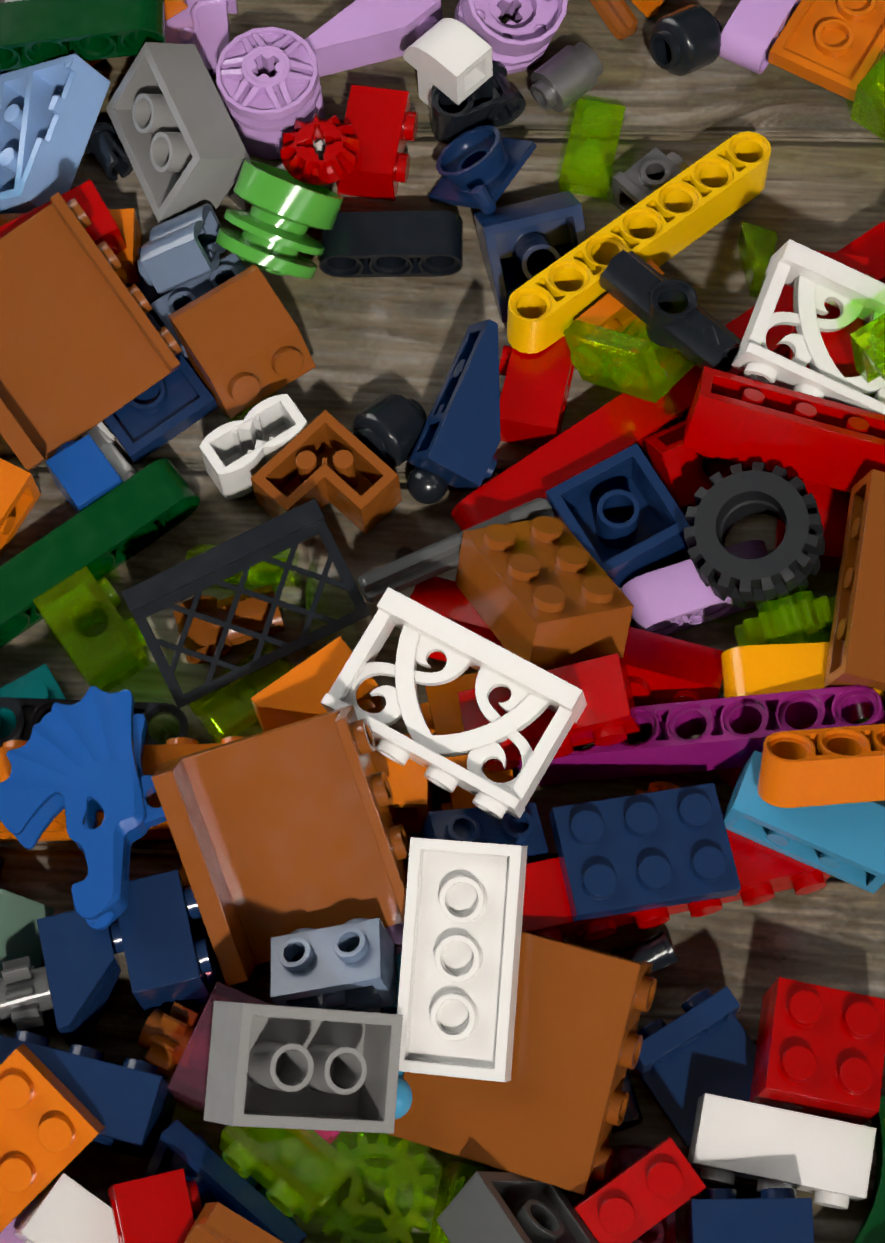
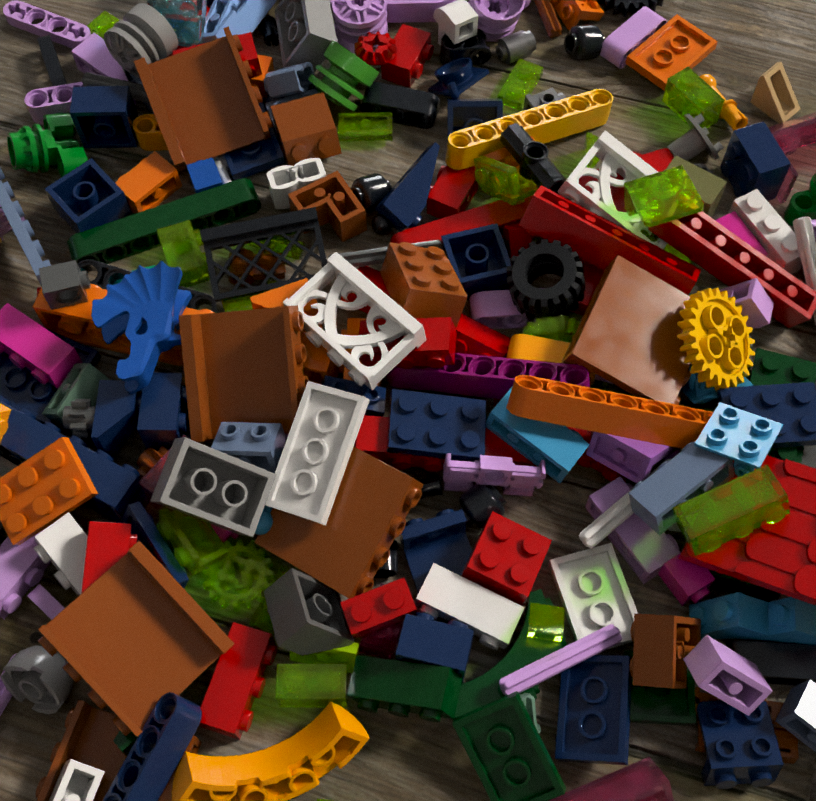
camera: 10 degrees right, 5 degrees down
(341, 301) = (365, 126): none -> clear neon green plate
(750, 962) = (479, 504): none -> black head
(757, 907) = (493, 471): none -> lavender piece

